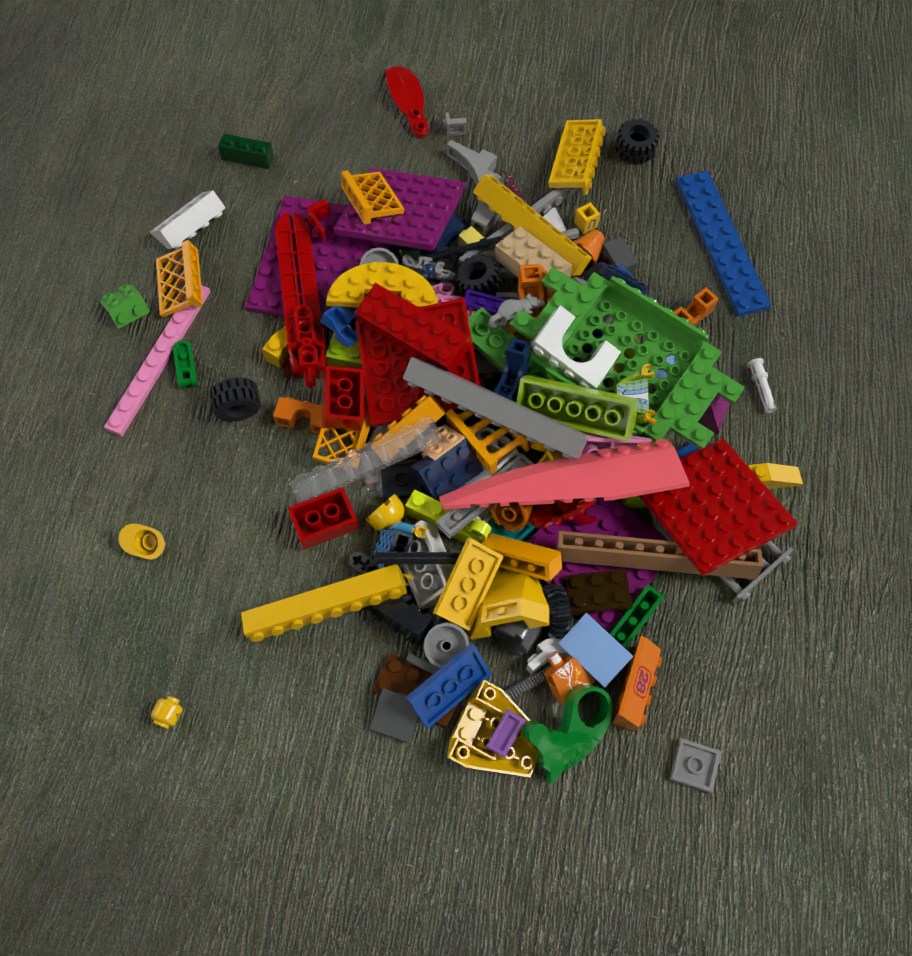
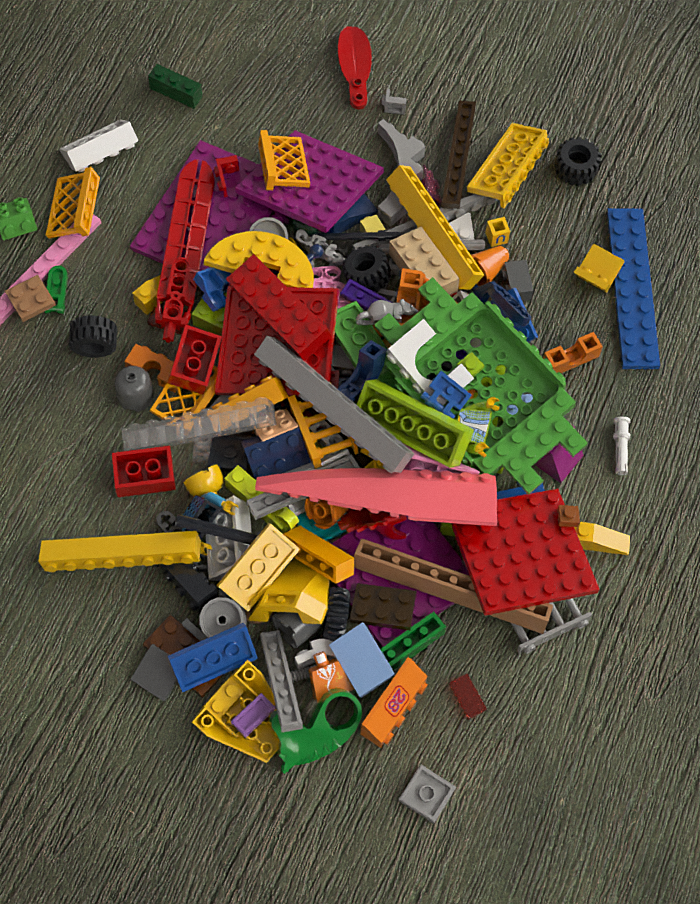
camera: 15 degrees right, 0 degrees up
(161, 377) = (30, 298): none -> medium nougat plate
(289, 440) = (134, 388): none -> dark grey cylinder
(524, 693) = (281, 681): none -> light grey tile
(530, 158) = (459, 155): none -> dark brown plate
(602, 368) = (449, 391): none -> blue plate
(613, 338) = (472, 364): none -> lime plate
(689, 230) = (599, 268): none -> yellow bracket
(702, 658) = (467, 696): none -> clear red tile
(745, 461) = (568, 516): none -> dark orange plate

